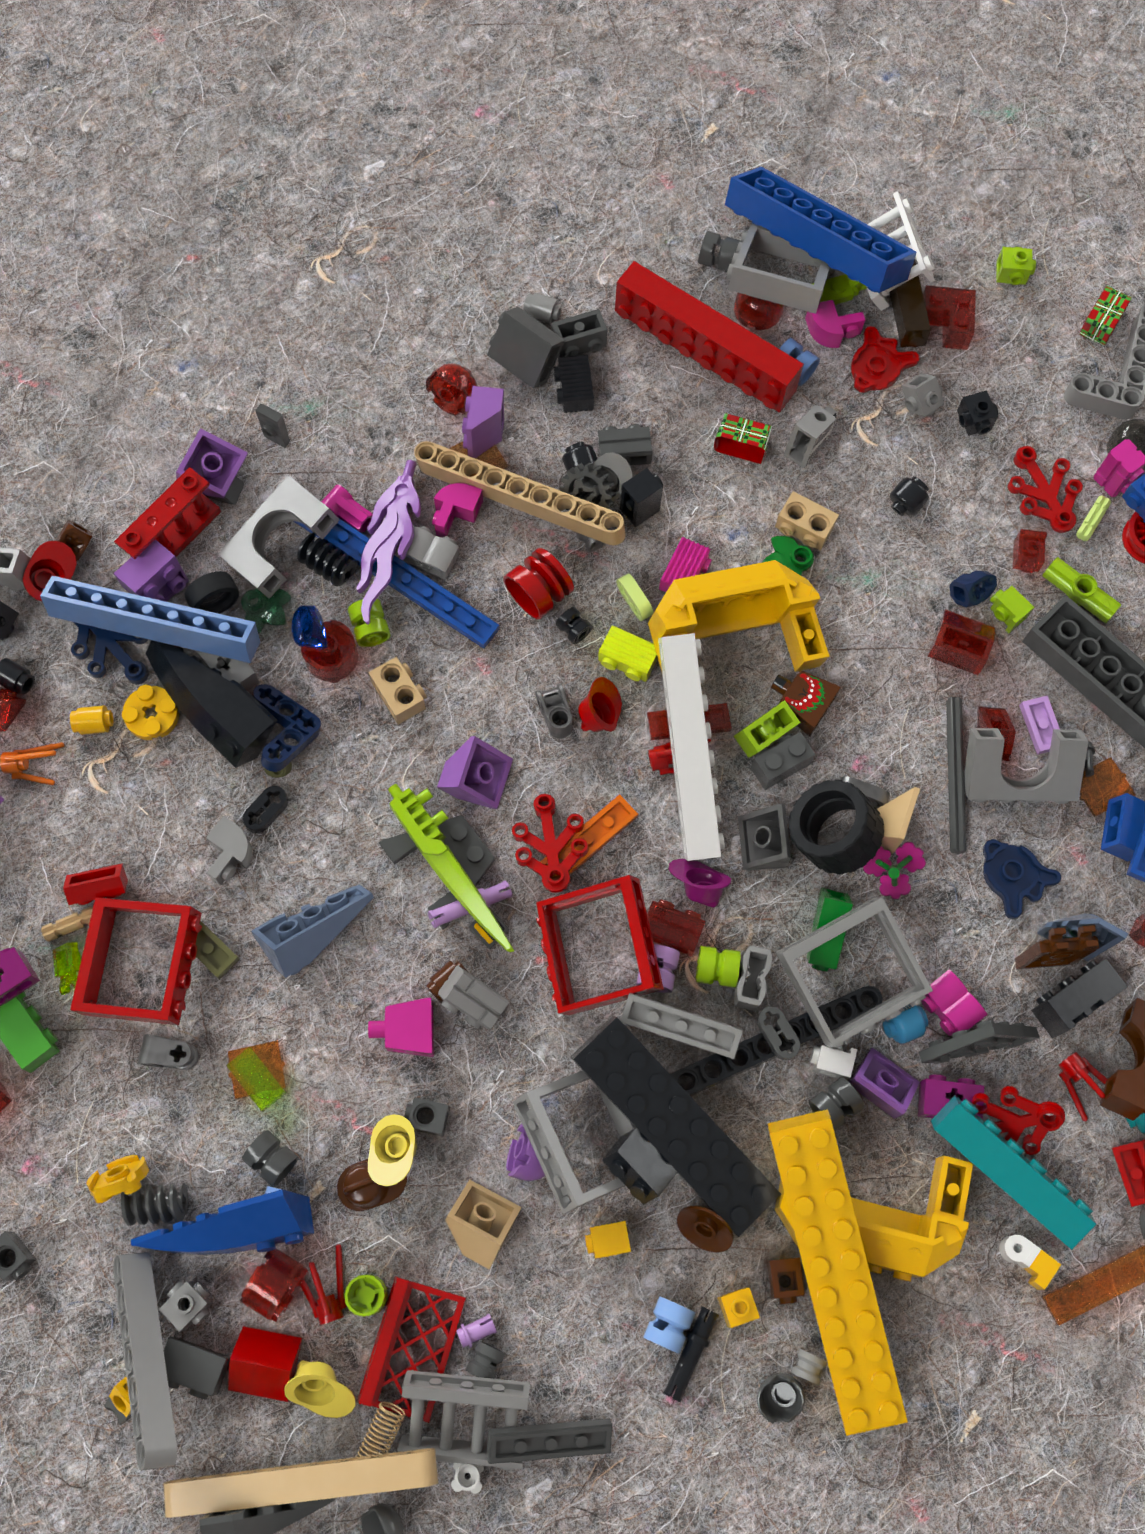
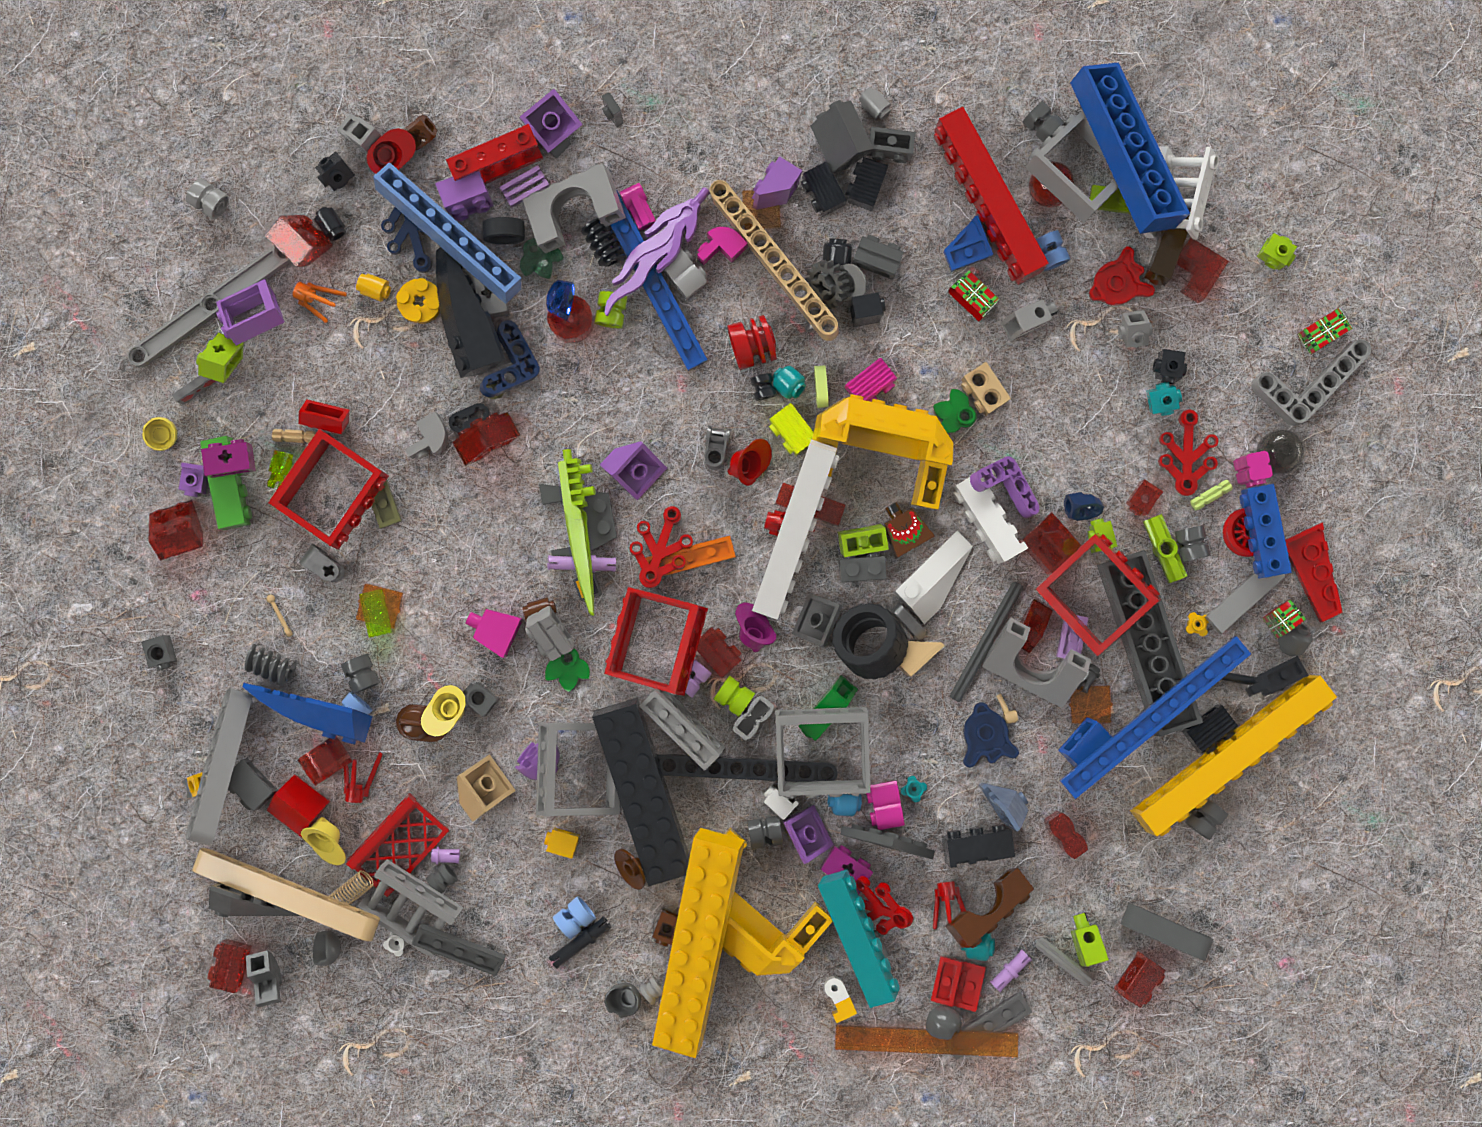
camera: 25 degrees right, 15 degrees up
(121, 1126) = (271, 599): none -> tan hinge
(122, 1176) = (252, 637): yellow plate -> none
(176, 1308) = (262, 743): light grey brick -> none
(205, 541) = (536, 170): none -> lavender tile
(292, 817) = (485, 436): none -> clear red brick
(299, 939) = (453, 527): sand blue wedge -> none
(366, 1295) = (383, 797): lime wheel -> none
(393, 692) = (602, 374): tan brick -> none
(451, 386) = (768, 142): clear red cylinder -> none
(514, 1036) = (567, 672): none -> green plate
(533, 408) = (823, 189): none -> black brick
(598, 607) = (789, 382): none -> teal head
(639, 1166) = (603, 808): black brick -> none
(710, 396) = (968, 247): none -> blue wing
(738, 1307) = (626, 929): yellow brick -> none
(772, 1036) = (743, 765): dark grey beam -> none
(829, 328) = (1095, 234): dark pink brick -> none
(862, 738) = (930, 583): none -> white wedge
(875, 590) = (1026, 507): none -> medium lavender beam
(886, 645) = (989, 521): none -> white wedge
(895, 883) = (894, 697): dark pink plant -> none
(909, 496) = (1076, 408): black head -> none
(977, 966) = (920, 788): none -> teal plate
(991, 446) = (1156, 396): none -> teal brick
(1027, 840) = (1009, 716): none -> tan hand
(1034, 701) = (1070, 617): none -> red window
(1059, 951) = (972, 808): reddish brown tile -> none
(1106, 570) = (1192, 543): none -> dark grey wheel

